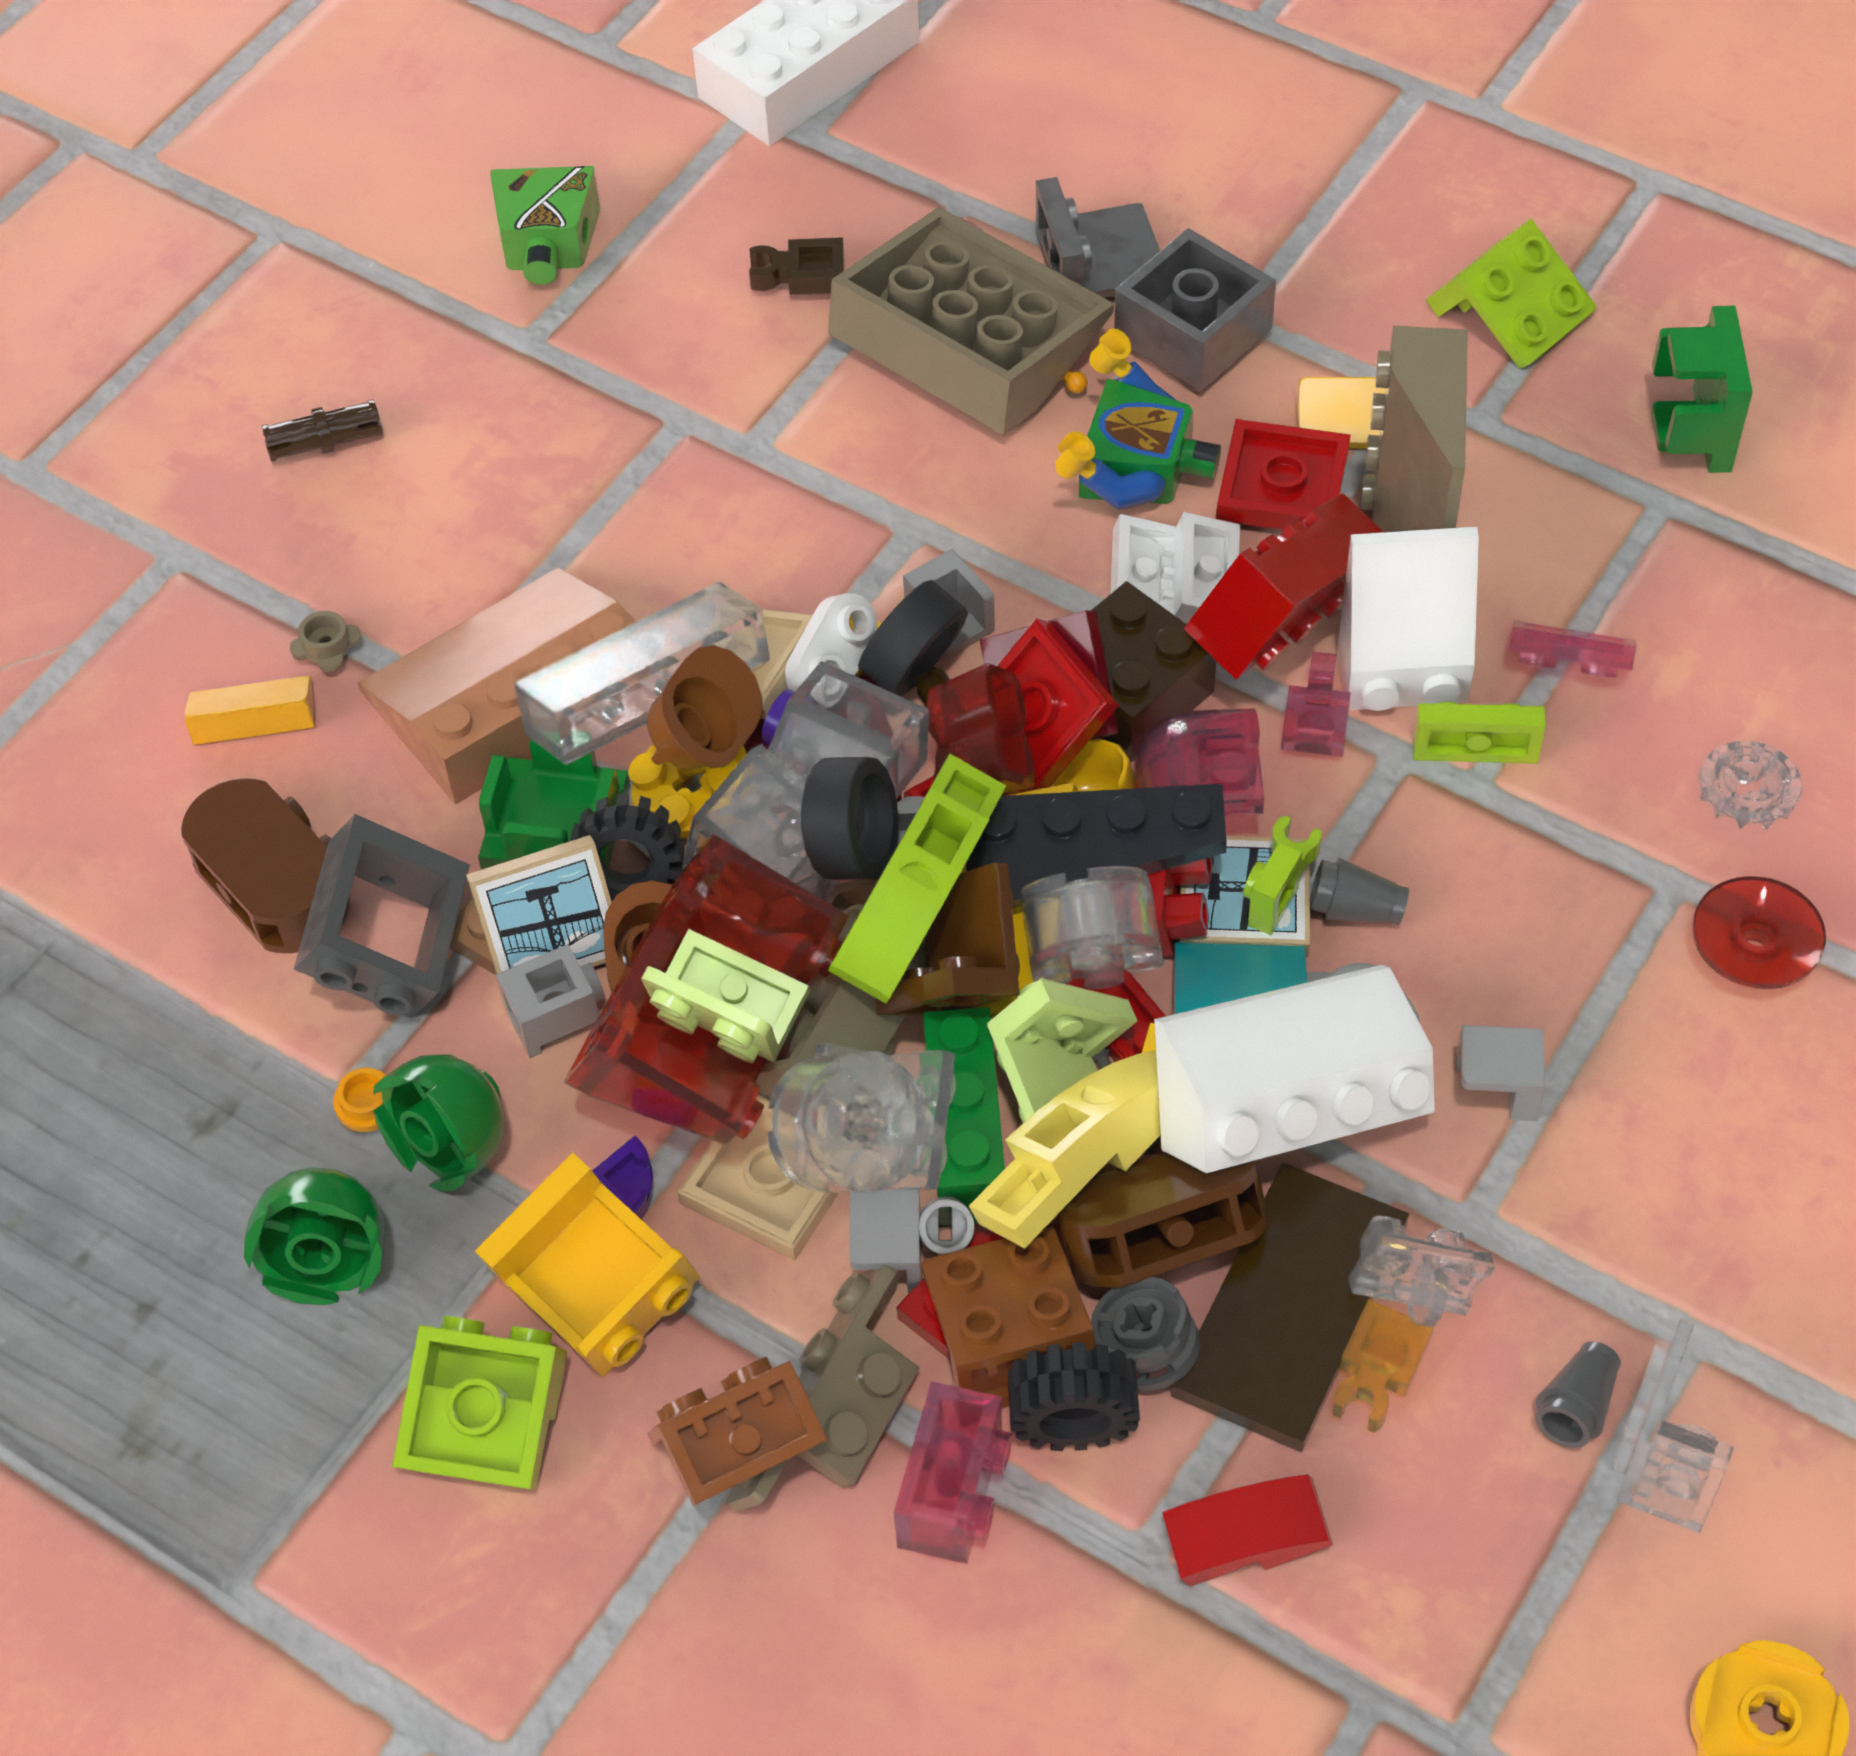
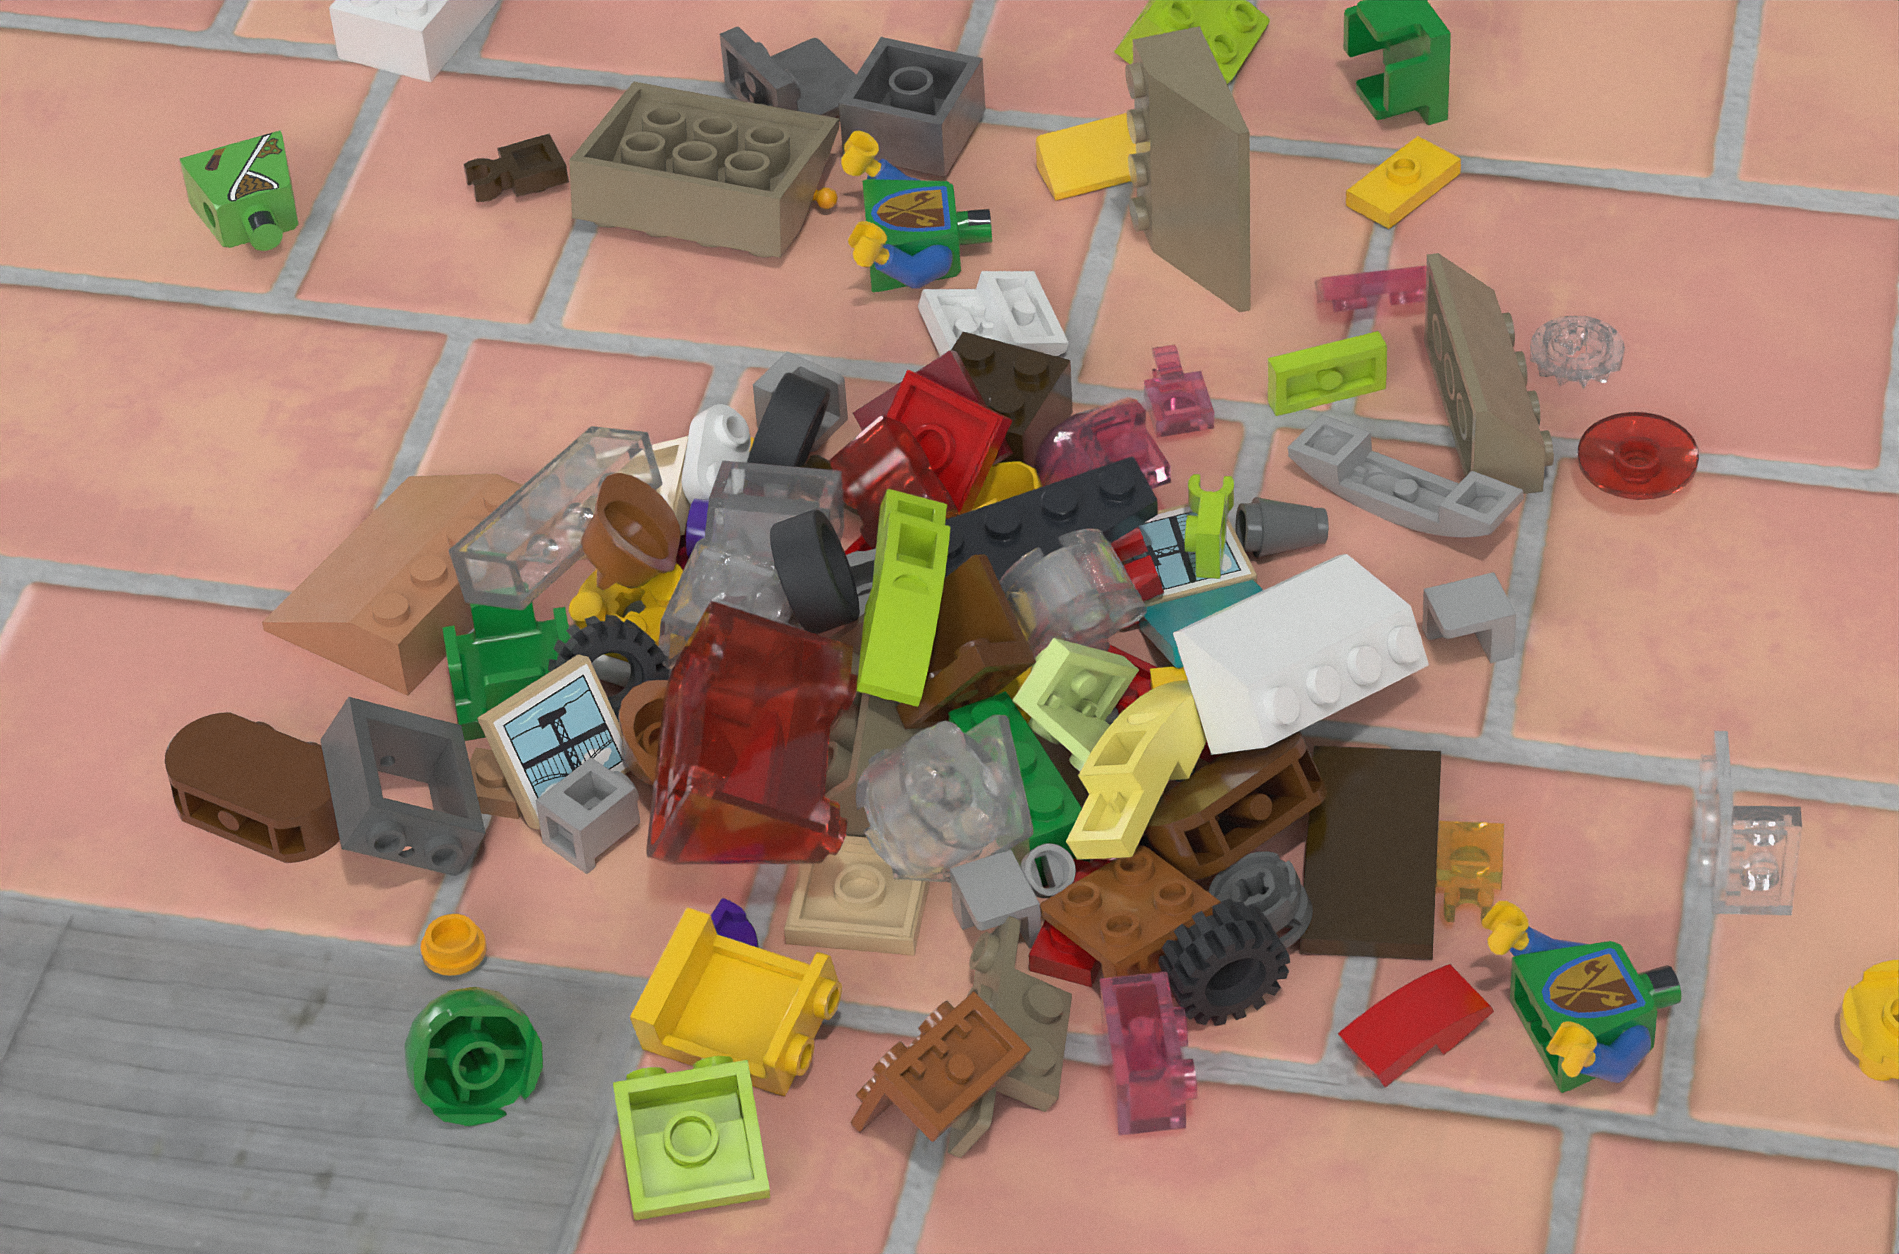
camera: 20 degrees left, 10 degrees down
(250, 710) = (169, 672): yellow slope -> none
(322, 430) = (116, 423): dark brown pin -> none
(325, 640) = (213, 594): dark tan plate -> none
(442, 1117) = (538, 931): green cylinder -> none
(728, 996) = (773, 742): yellowish green bracket -> none
(1279, 473) = (1056, 223): red plate -> none
(1280, 589) = (1112, 296): red wedge -> none
(1409, 618) = (1231, 288): white slope -> none
(1423, 1273) = (1472, 783): clear hips -> none
(1425, 1573) = (1580, 999): none -> torso
(1497, 889) = (1398, 492): none -> light grey slope
(1579, 1396) = (1648, 841): dark grey cone -> none
(1632, 799) = (1483, 379): none -> dark tan slope
(1653, 532) = (1403, 182): none -> yellow plate

